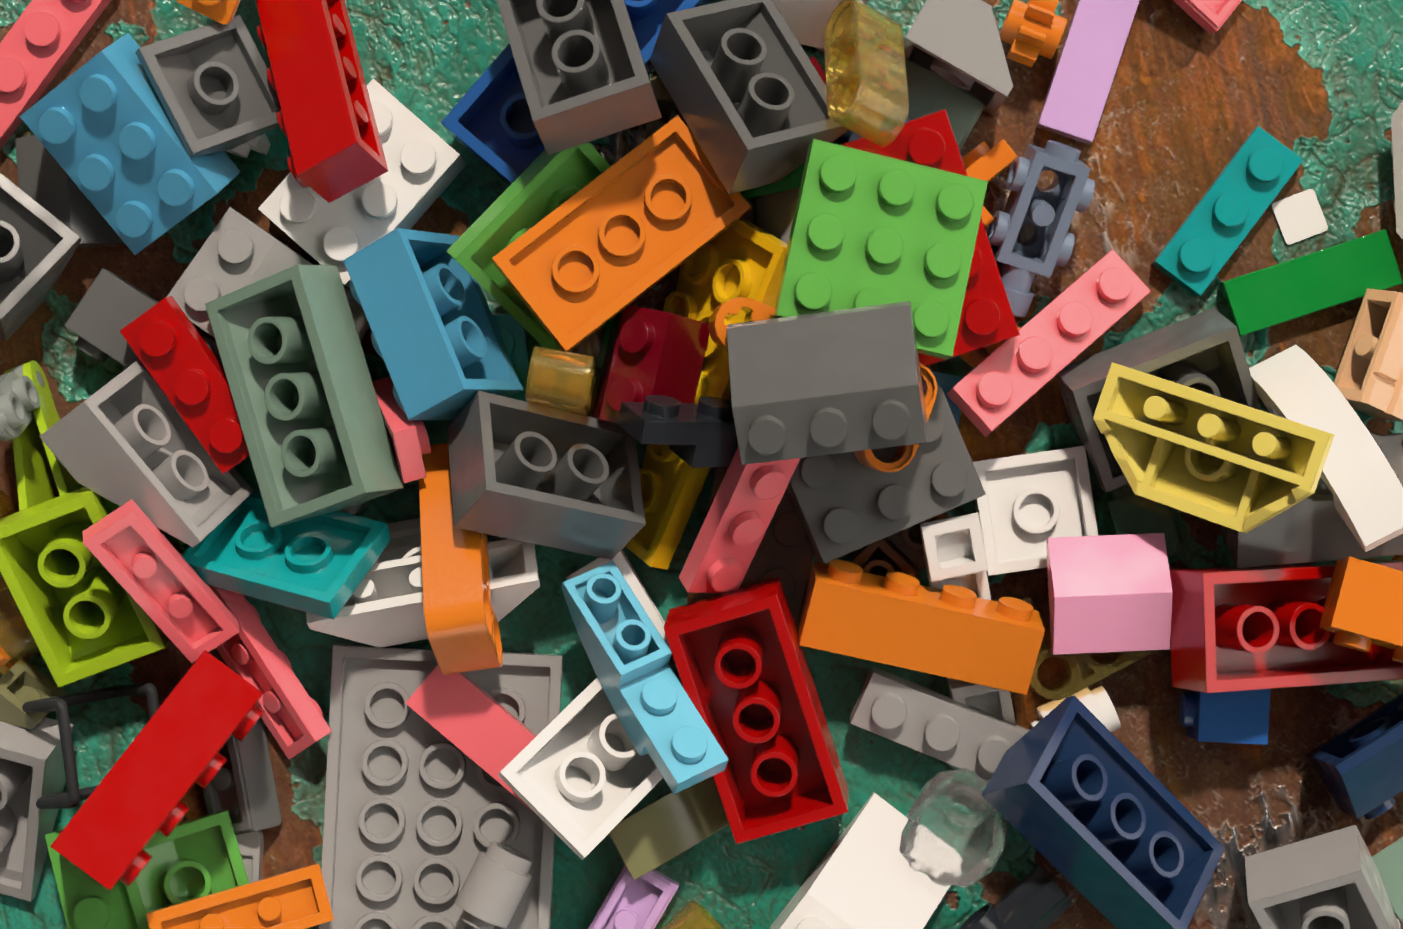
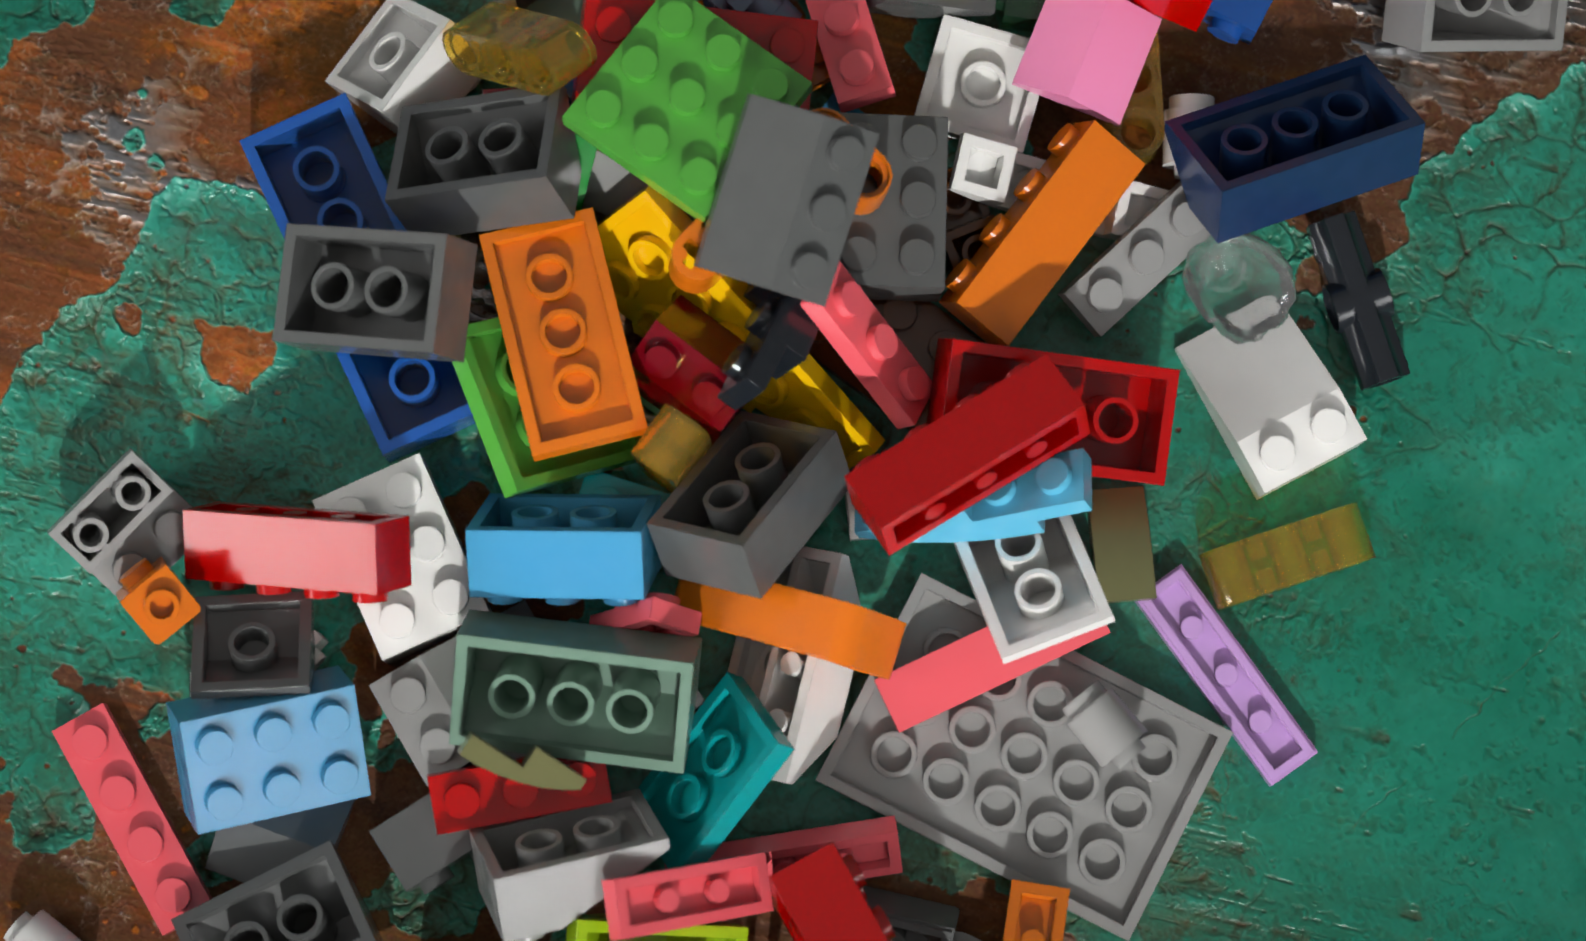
camera: 75 degrees left, 5 degrees down
(208, 395) = (535, 769): none -> olive slope
(673, 656) = (967, 453): none -> red brick

